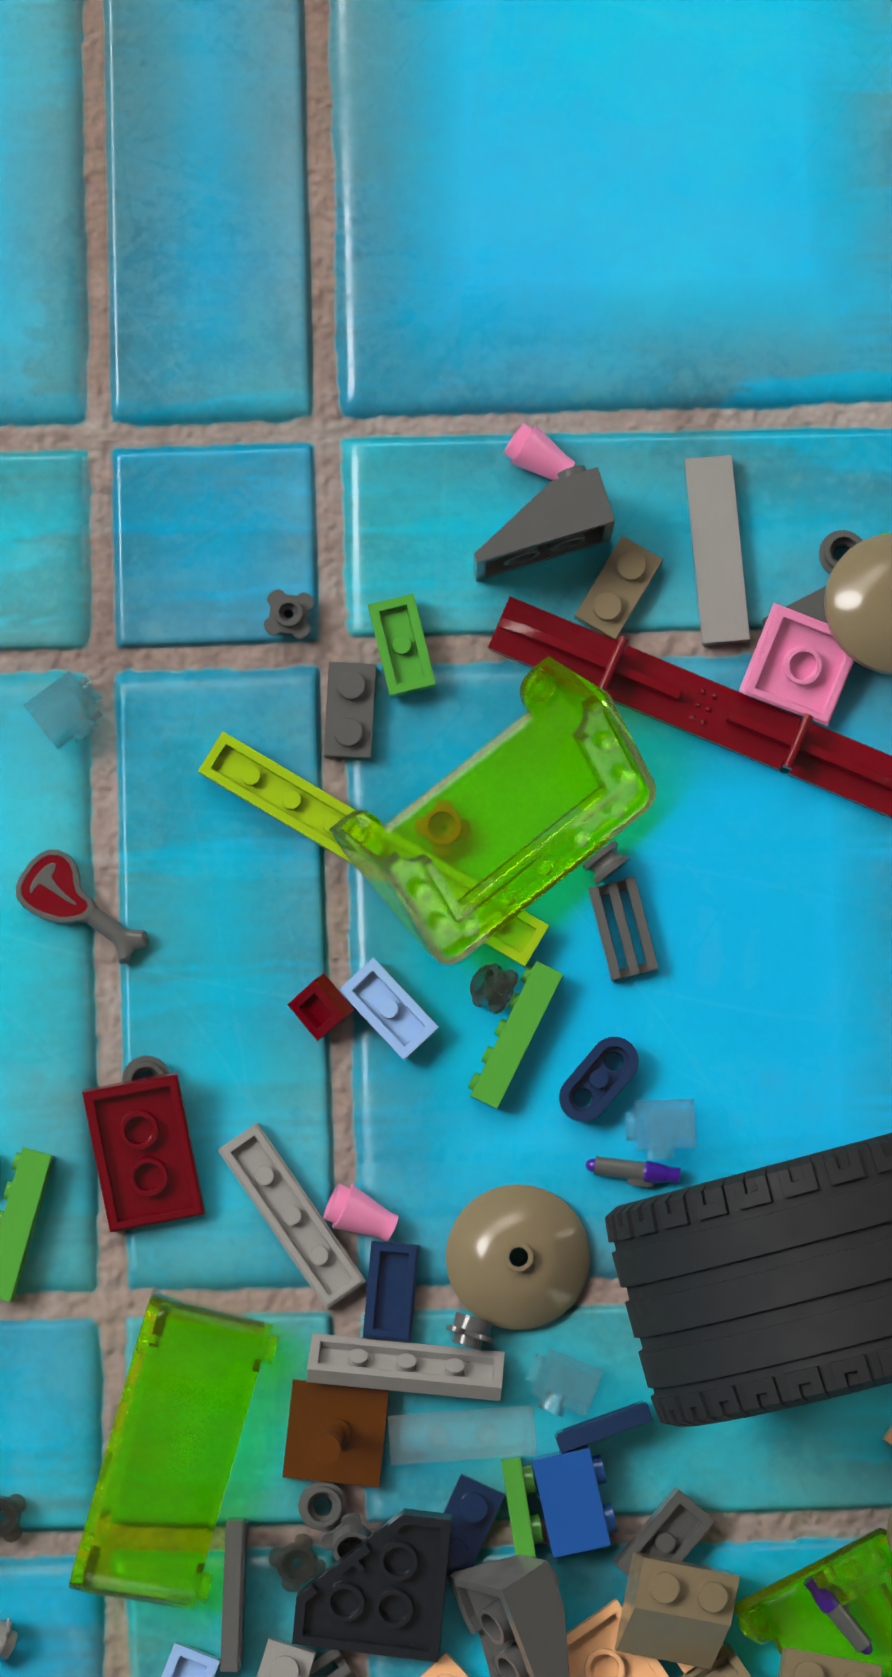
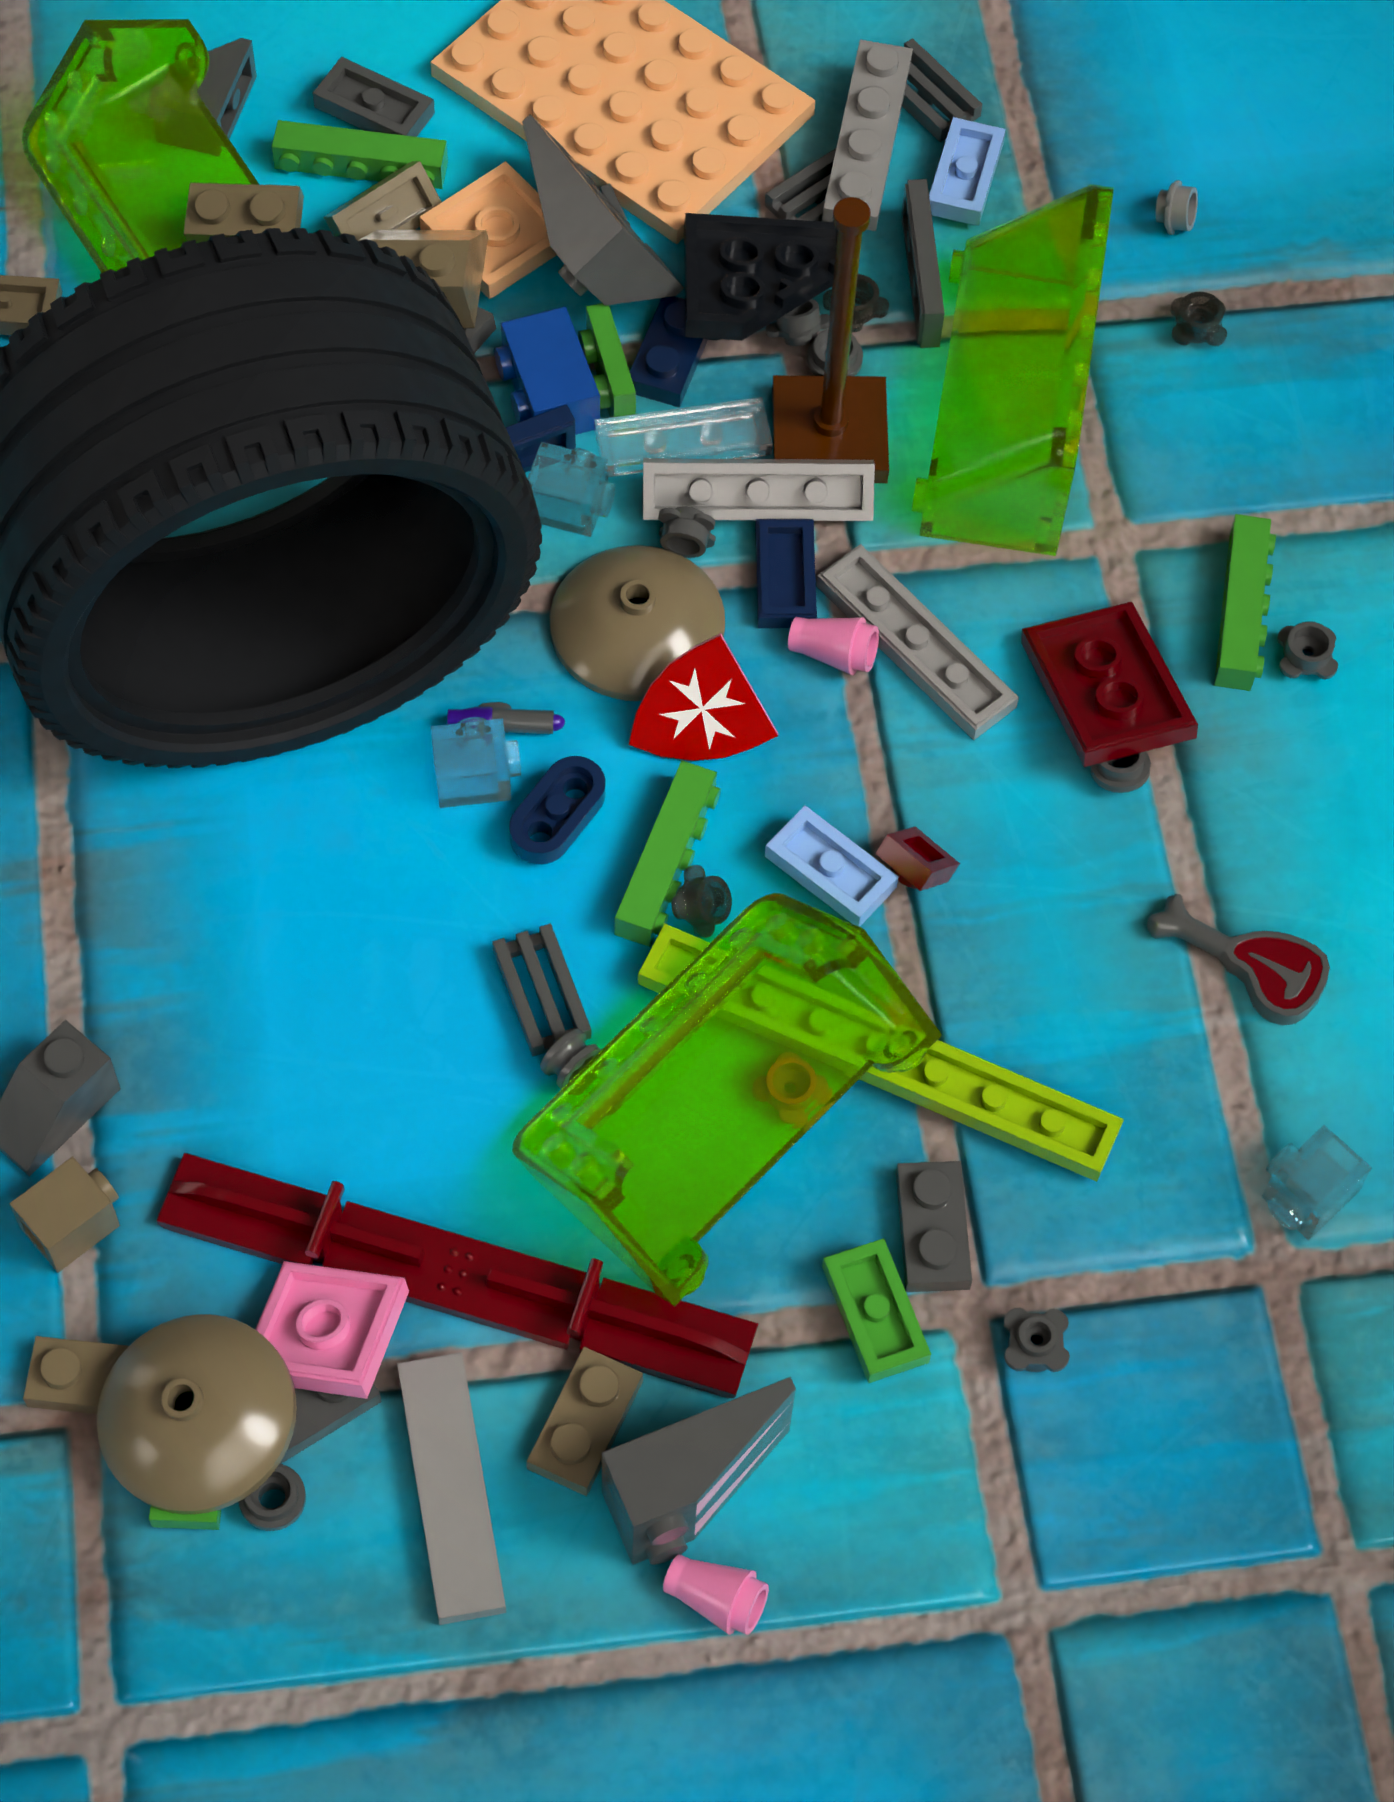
camera: 170 degrees right, 20 degrees down
(475, 1153) = (701, 708): none -> red shield

